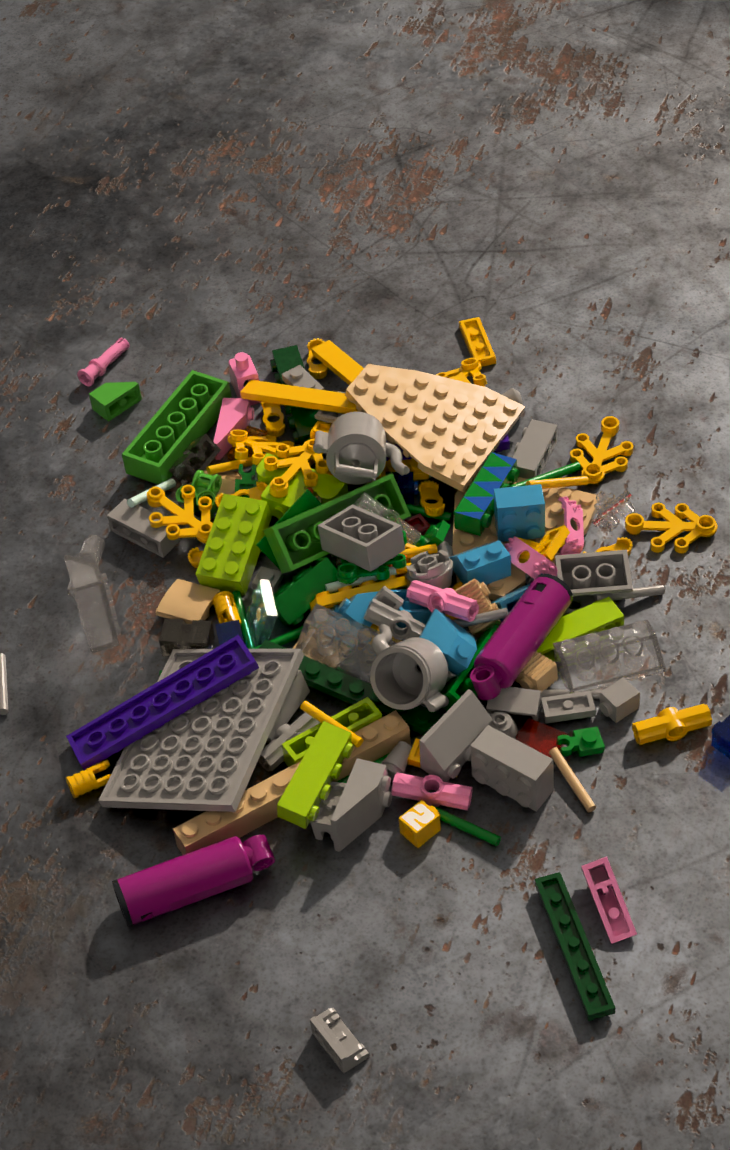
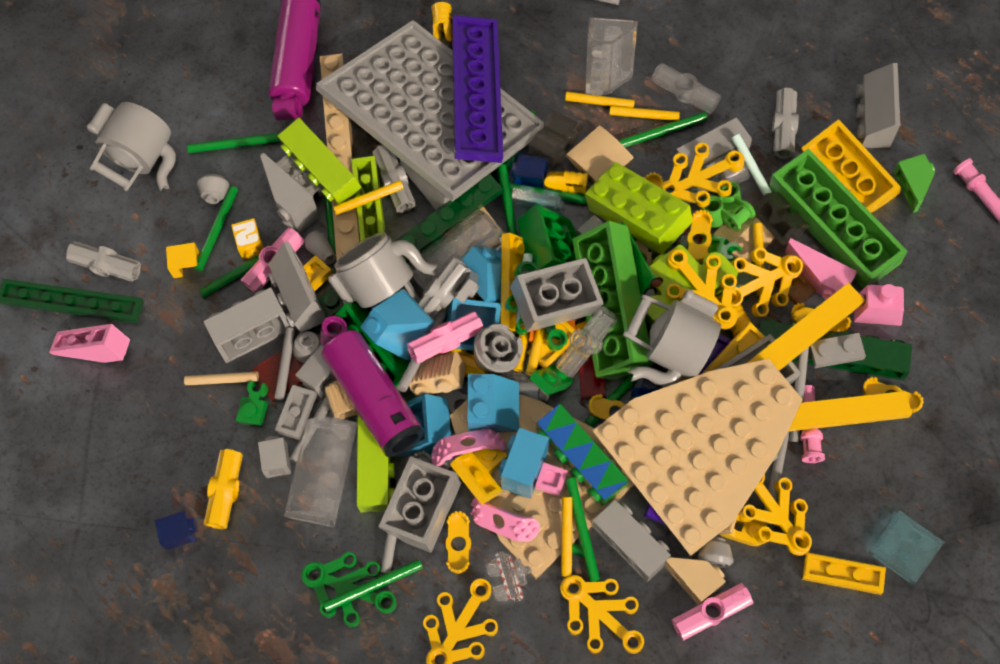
camera: 115 degrees right, 20 degrees up
(52, 432) = (879, 107): none -> light grey slope
(92, 492) = (785, 123): none -> light grey piece
(104, 451) = (854, 166): none -> yellow slope
(124, 592) = (644, 113): none -> yellow bar
(124, 628) = (599, 100): none -> yellow bar
(135, 572) = (662, 130): none -> green bar
(316, 898) = (232, 143): none -> green piece
(338, 1040) = (89, 103): light grey hinge -> none
(373, 962) = (132, 140): none -> light grey piece
(381, 880) = (212, 188): none -> light grey cone
(421, 864) = (216, 228): none -> green bar
(435, 318) = (906, 547): none -> clear light blue plate
(473, 866) = (181, 257): none -> yellow panel
(514, 937) = (103, 261): none -> light grey piece
(538, 404) = (696, 577): none -> tan slope
(540, 732) = (284, 363): none -> light grey bar
(556, 391) = (727, 604): none -> bright pink piece
(680, 587) = (372, 585): none -> green bar
(697, 629) = (345, 584): none -> green plant

